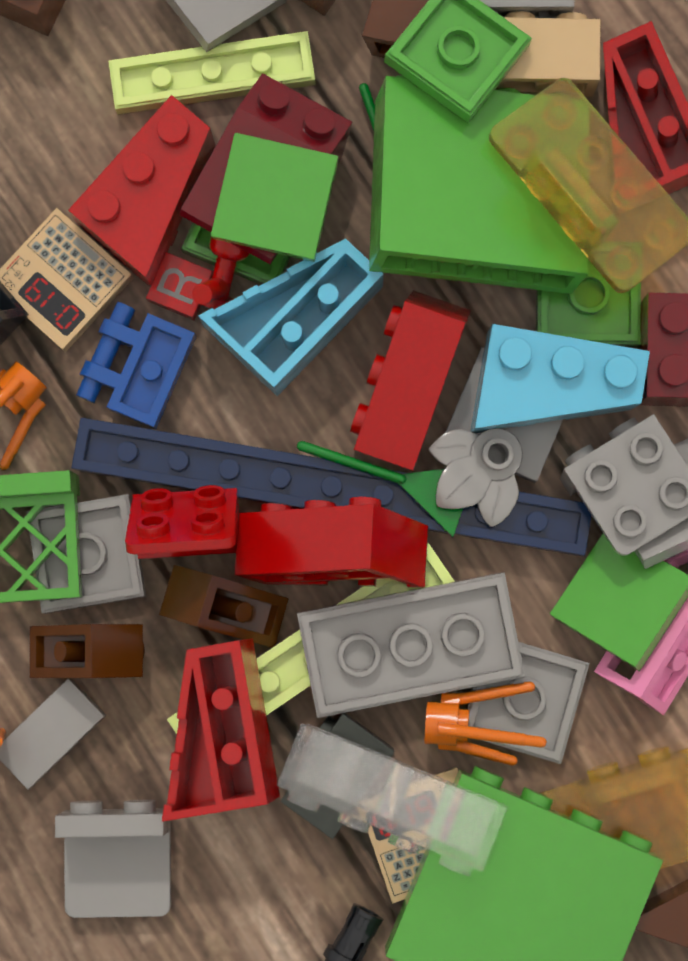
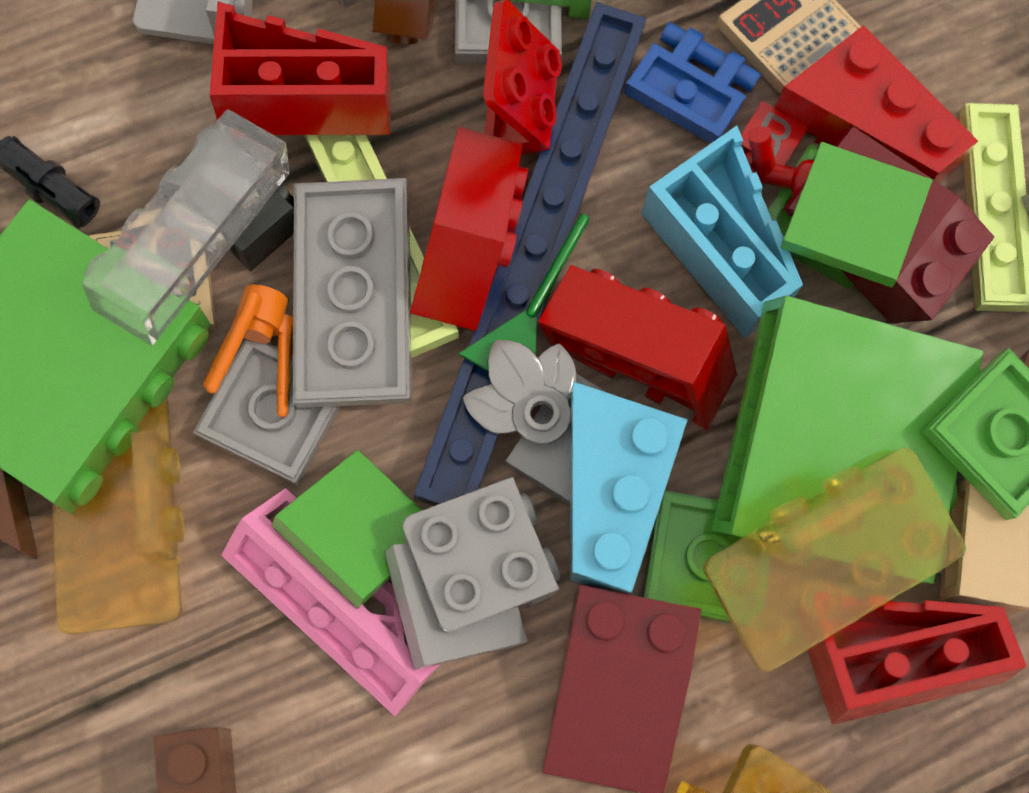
camera: 85 degrees right, 10 degrees down
(223, 606) = (427, 120): reddish brown slope -> none

